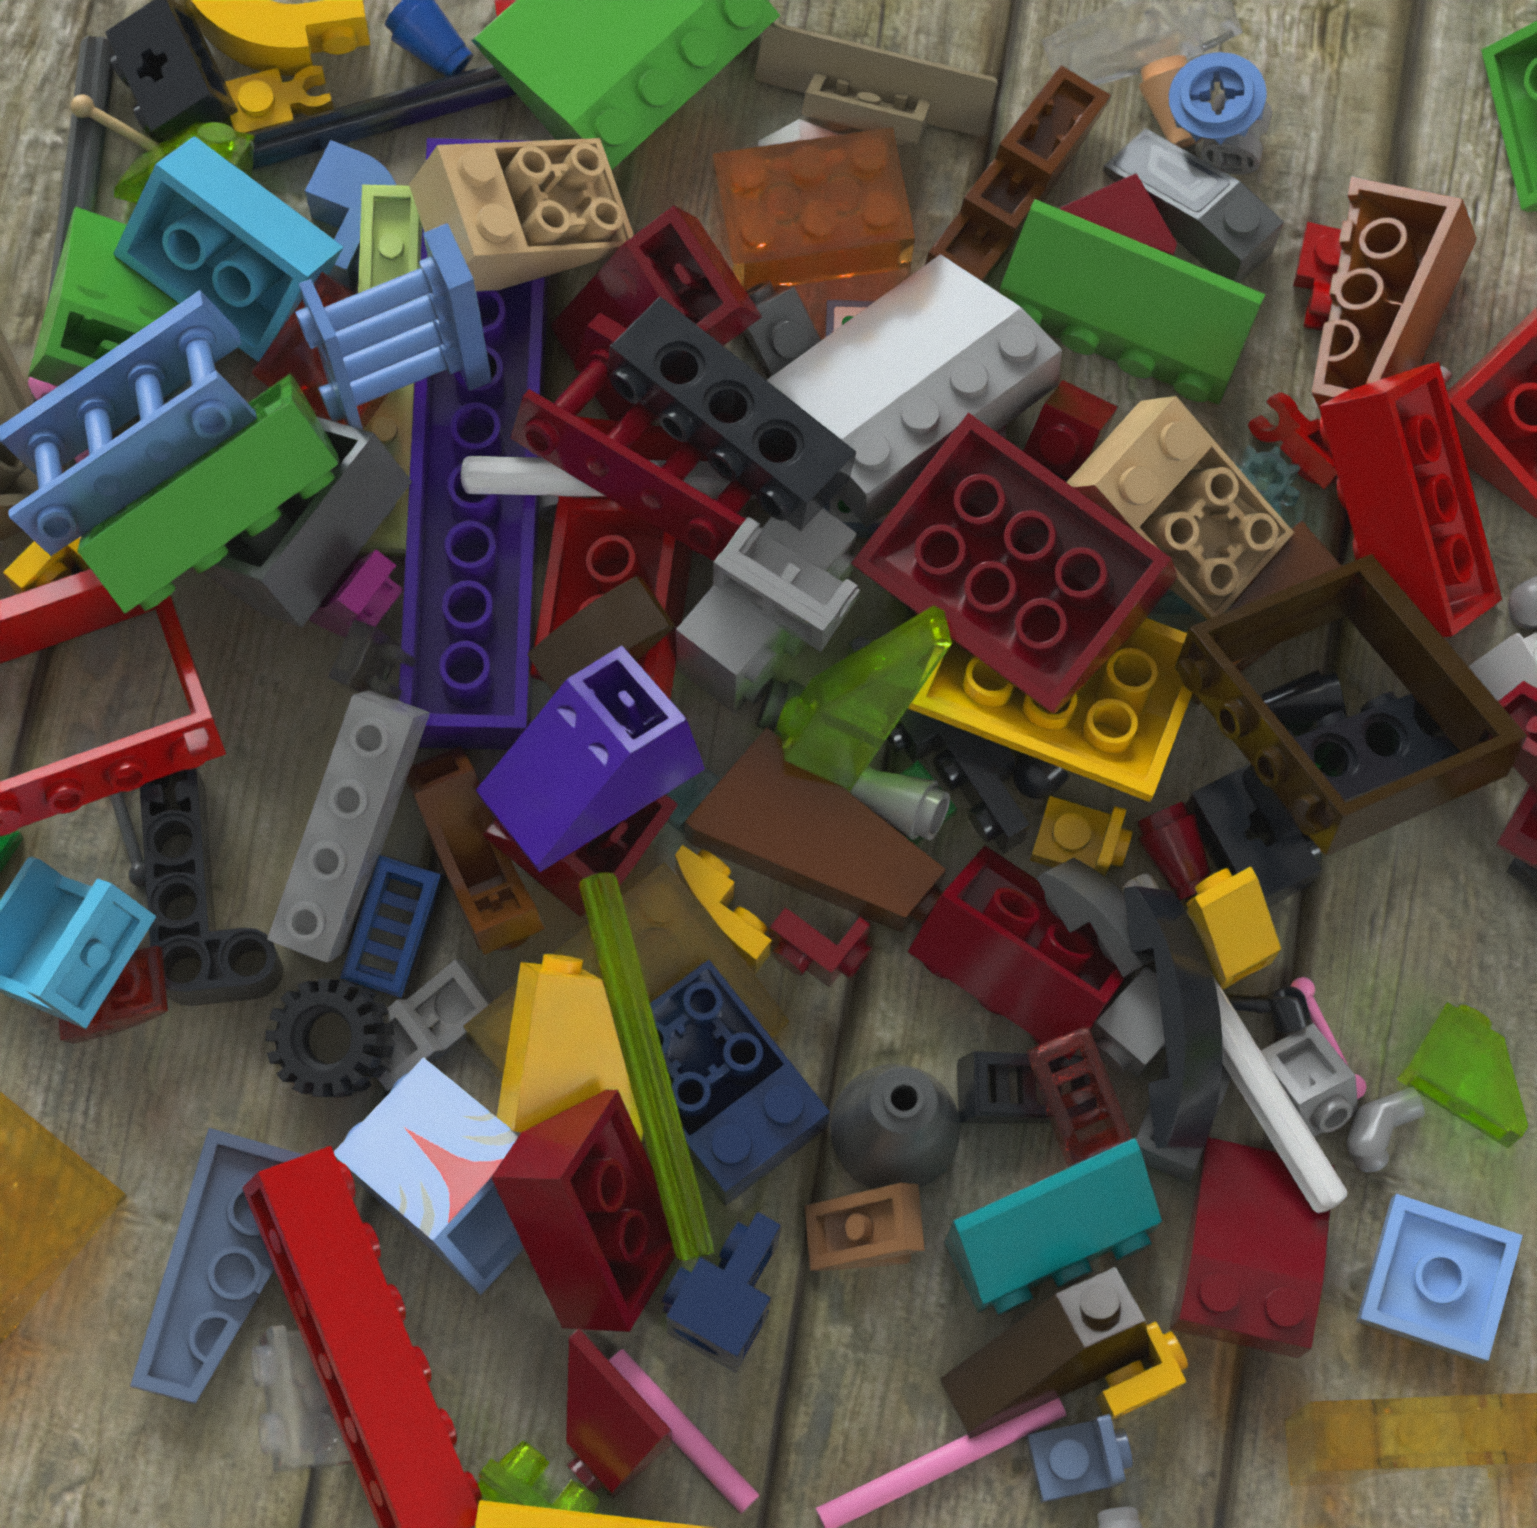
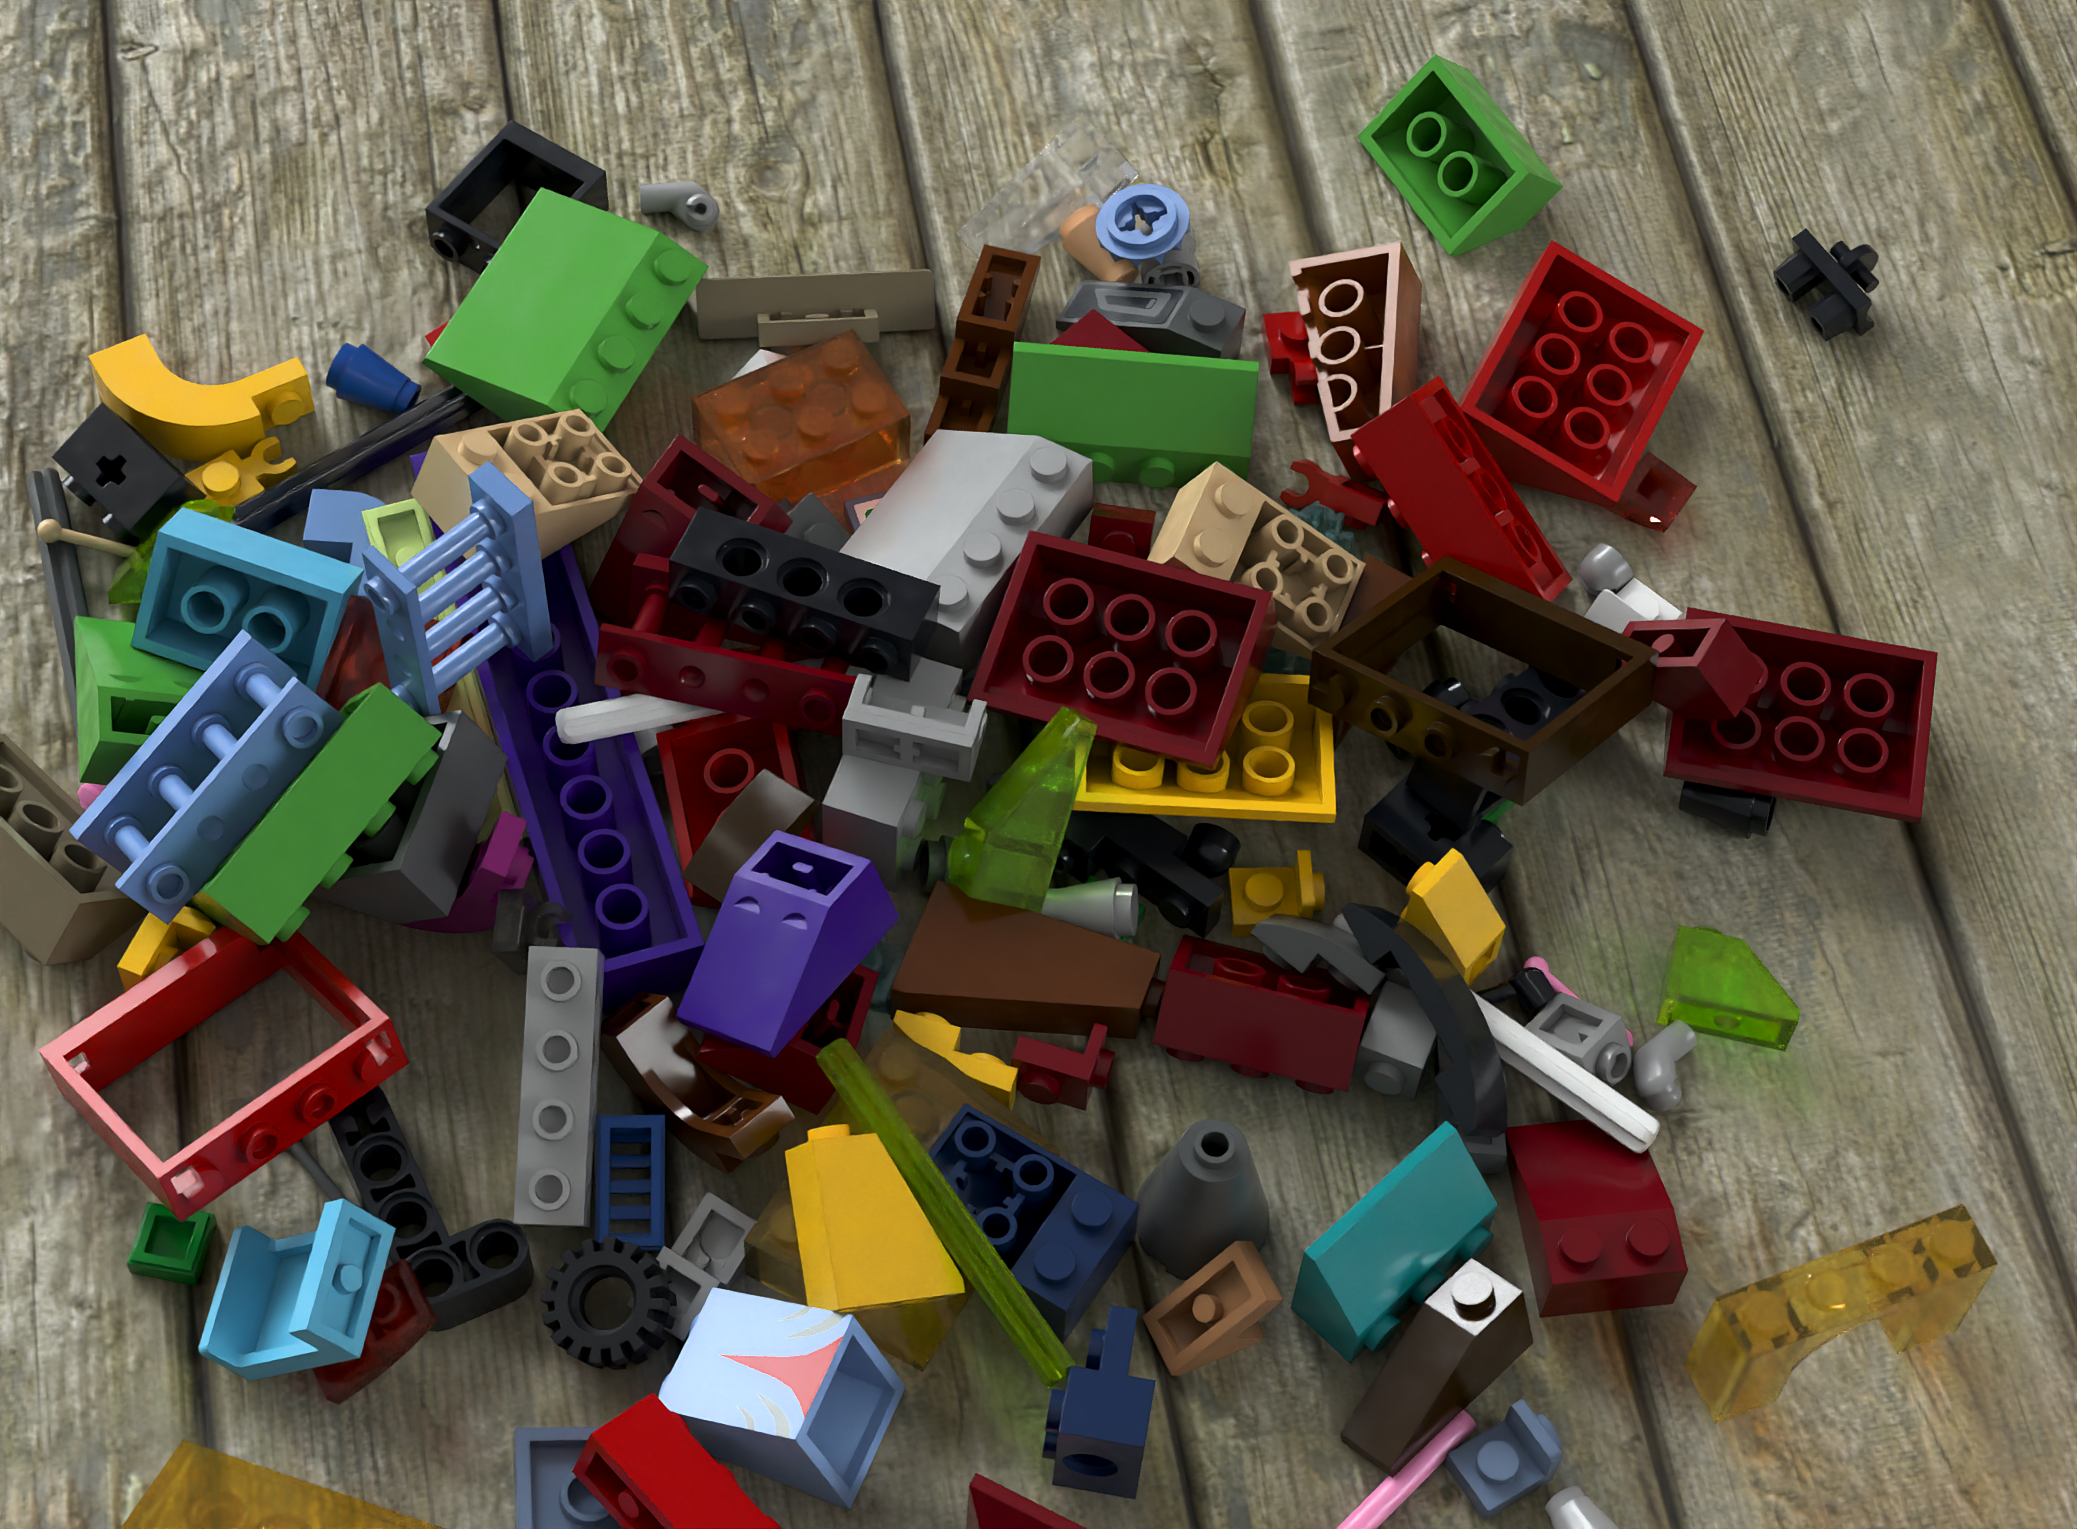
camera: 20 degrees left, 15 degrees down
(588, 1213) = (938, 1372): dark red slope -> none
(973, 1088) = (1278, 1153): black slope -> none
(1100, 1087) = (1388, 1106): clear red slope -> none
(1134, 1386) = (1543, 1364): yellow bracket -> none
(1176, 848) = (1365, 874): dark red cone -> none
(1439, 1278) = (1775, 1181): light blue plate -> none

